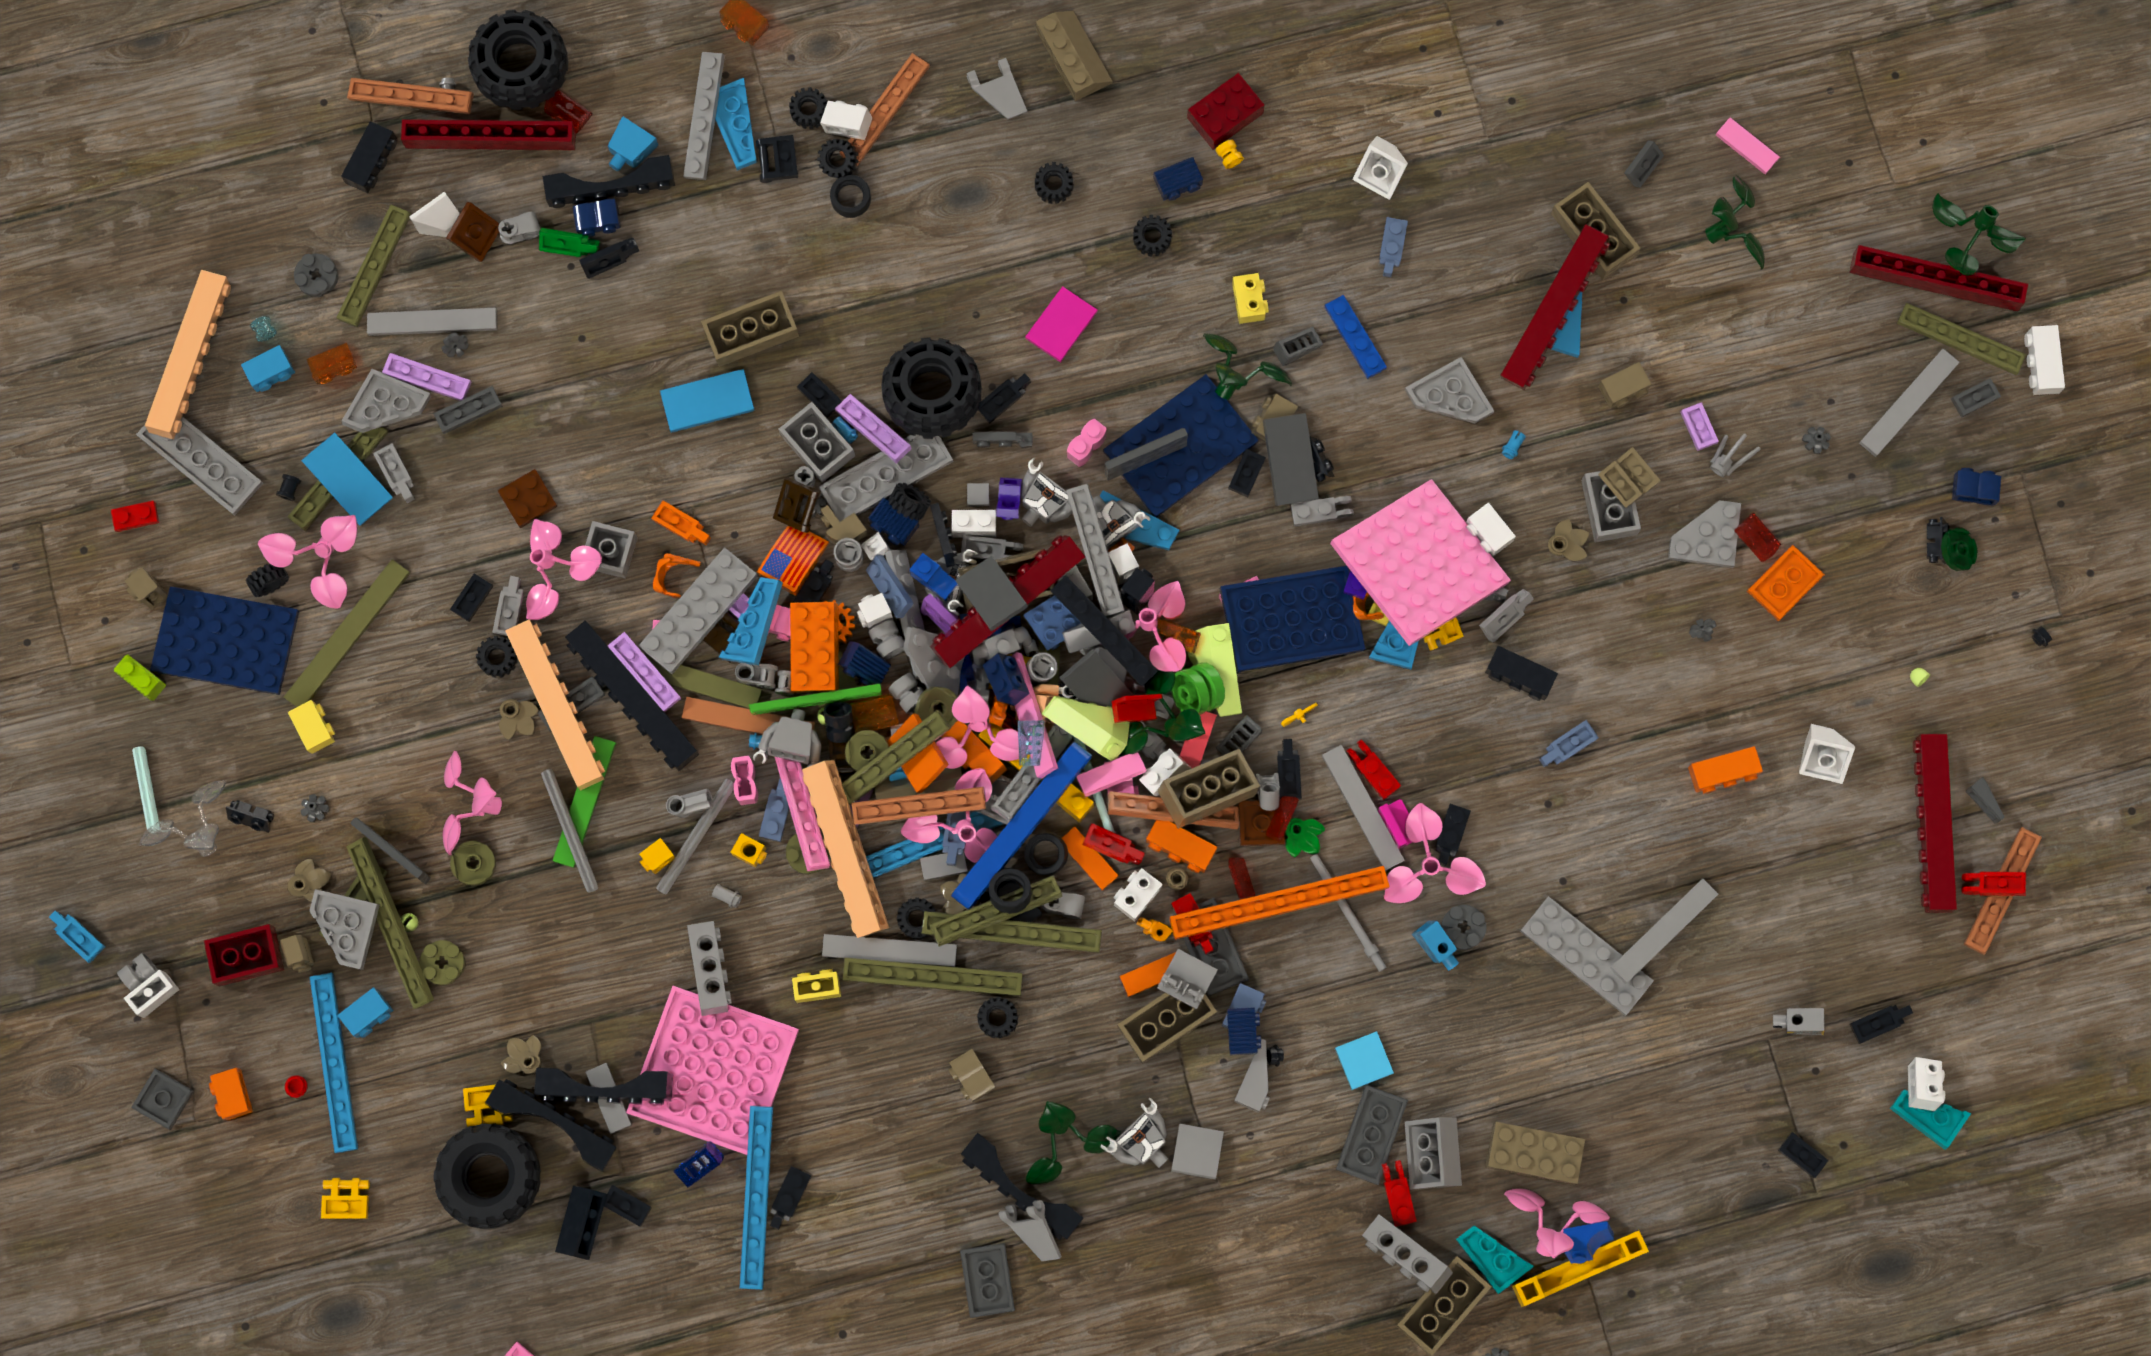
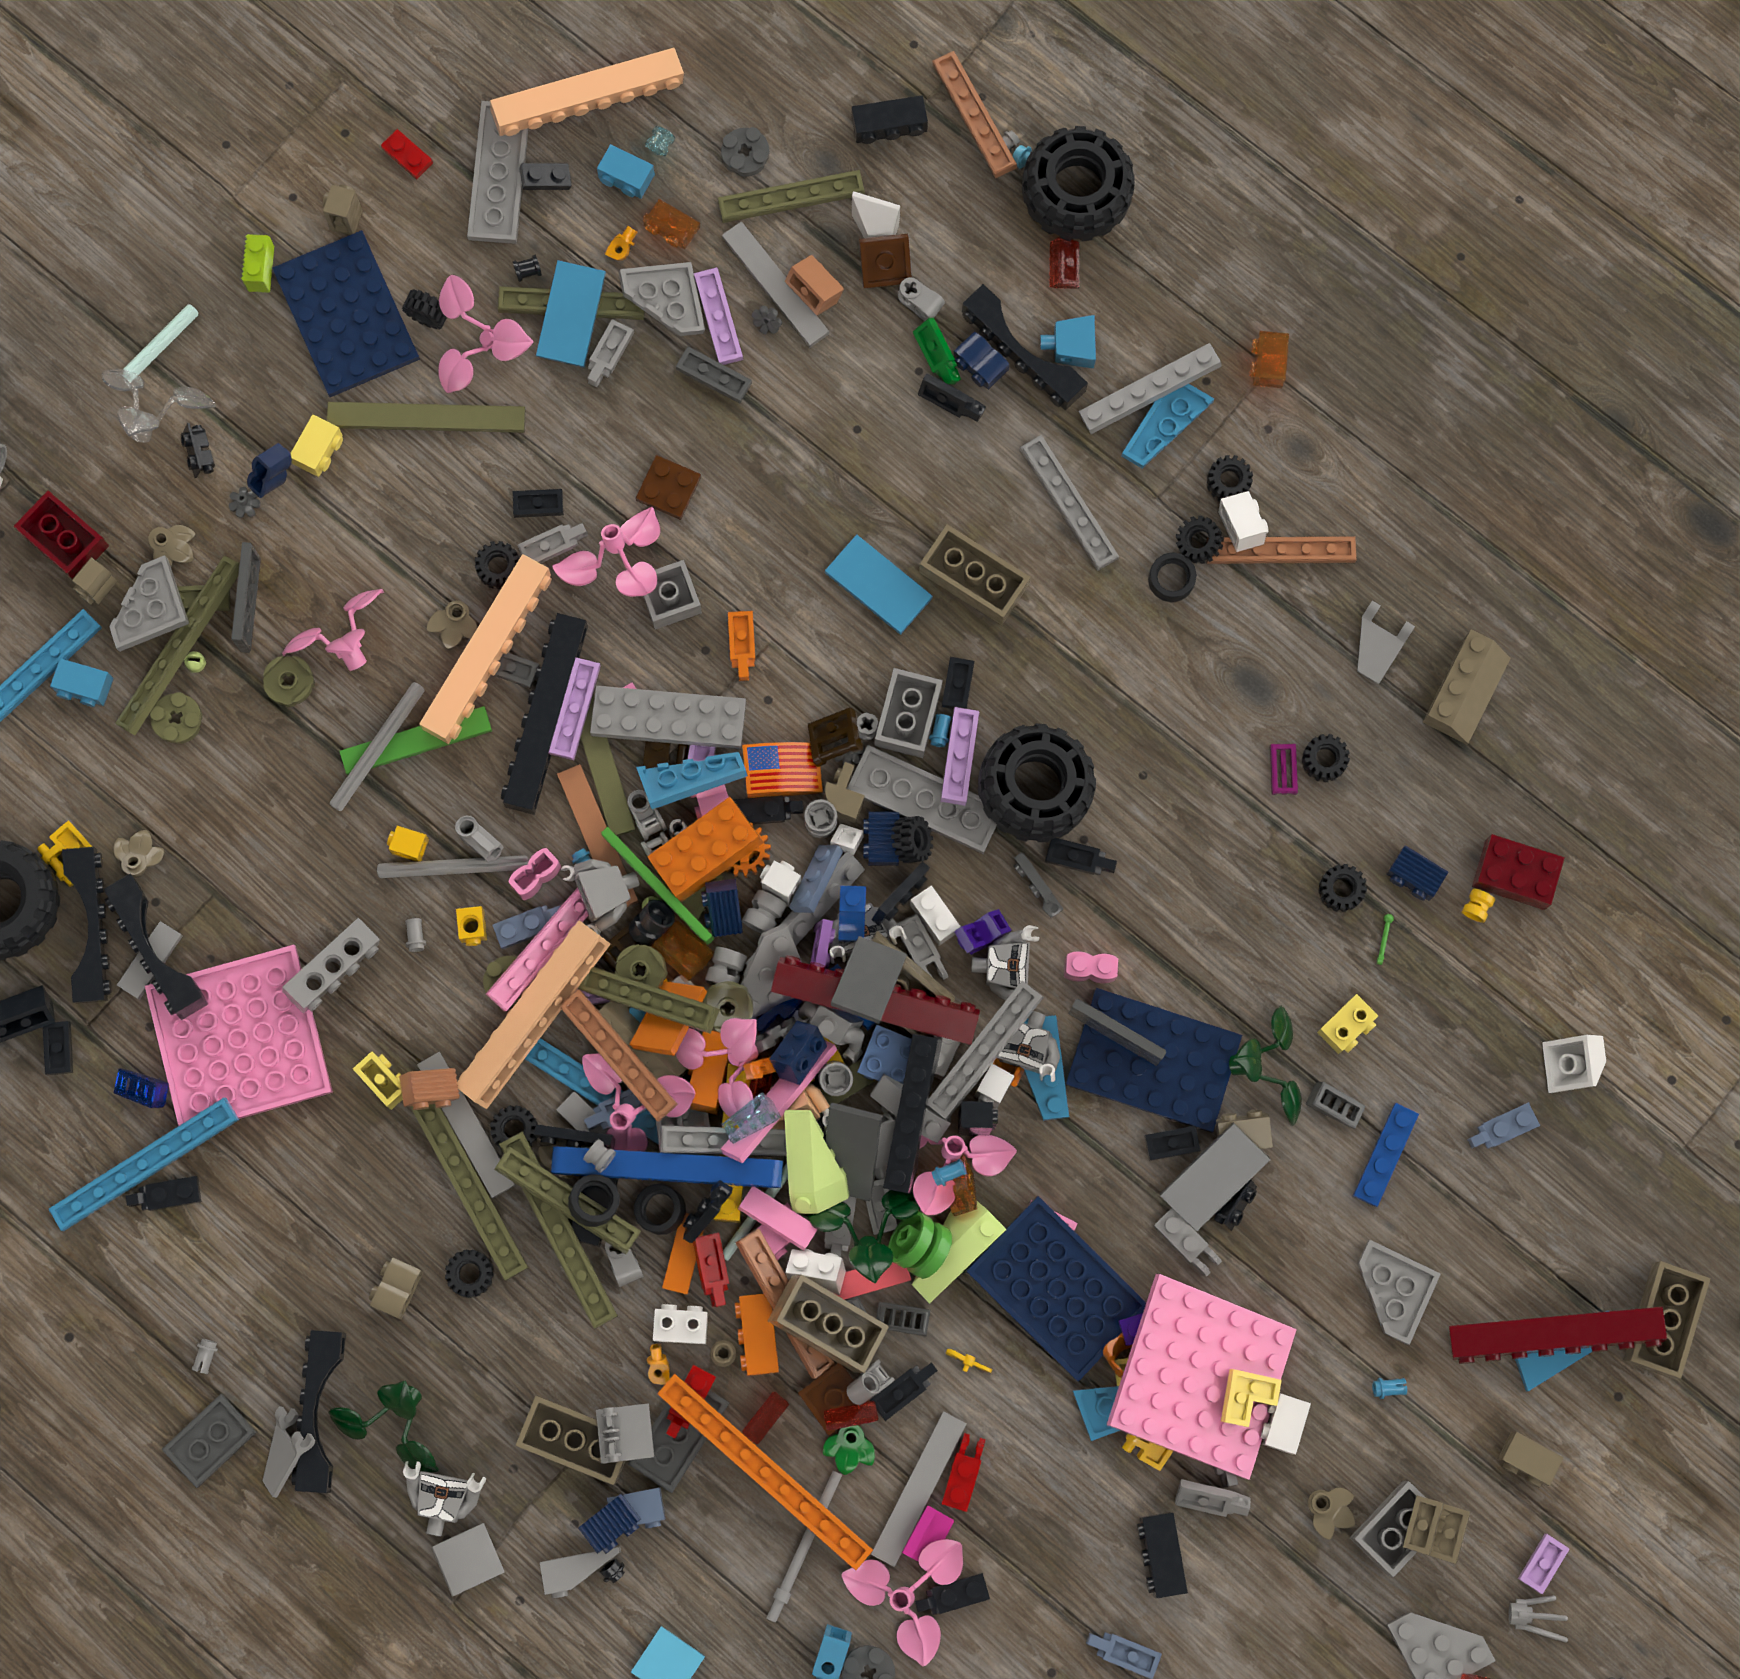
camera: 50 degrees right, 0 degrees up
(228, 428) = (545, 176): none -> black plate
(307, 771) = (269, 470): none -> dark blue brick
(319, 406) = (621, 240): none -> light orange piece
(454, 294) = (814, 285): none -> nougat brick
(467, 83) = (1021, 155): none -> medium azure plate
(488, 134) = (988, 209): dark red brick -> none
(663, 566) = (688, 655): orange helmet -> none
(744, 229) = (1069, 502): none -> light grey tile
(780, 656) = (675, 824): none -> light grey pin
(783, 155) = (1164, 490): black plate -> none
(846, 955) = (429, 1087): none -> nougat brick
(924, 1242) = (204, 1355): none -> light grey pin
(953, 879) = (571, 1137): none -> black plate
(978, 494) = (967, 899): light grey tile -> none
(982, 864) = (599, 1156): none -> light grey wheel
(1055, 227) = (1293, 762): none -> magenta tile
(1061, 324) = (1191, 862): dark pink tile -> none
(1072, 818) = (706, 1211): none -> black hinge
(1135, 708) = (857, 1197): red panel -> none
(1145, 976) = (608, 1390): orange tile -> none
(1162, 634) = (948, 1172): none -> dark azure pin
(1195, 220) = (1388, 918): none -> bright green hinge
(1449, 539) = (1243, 1390): none -> light yellow plate

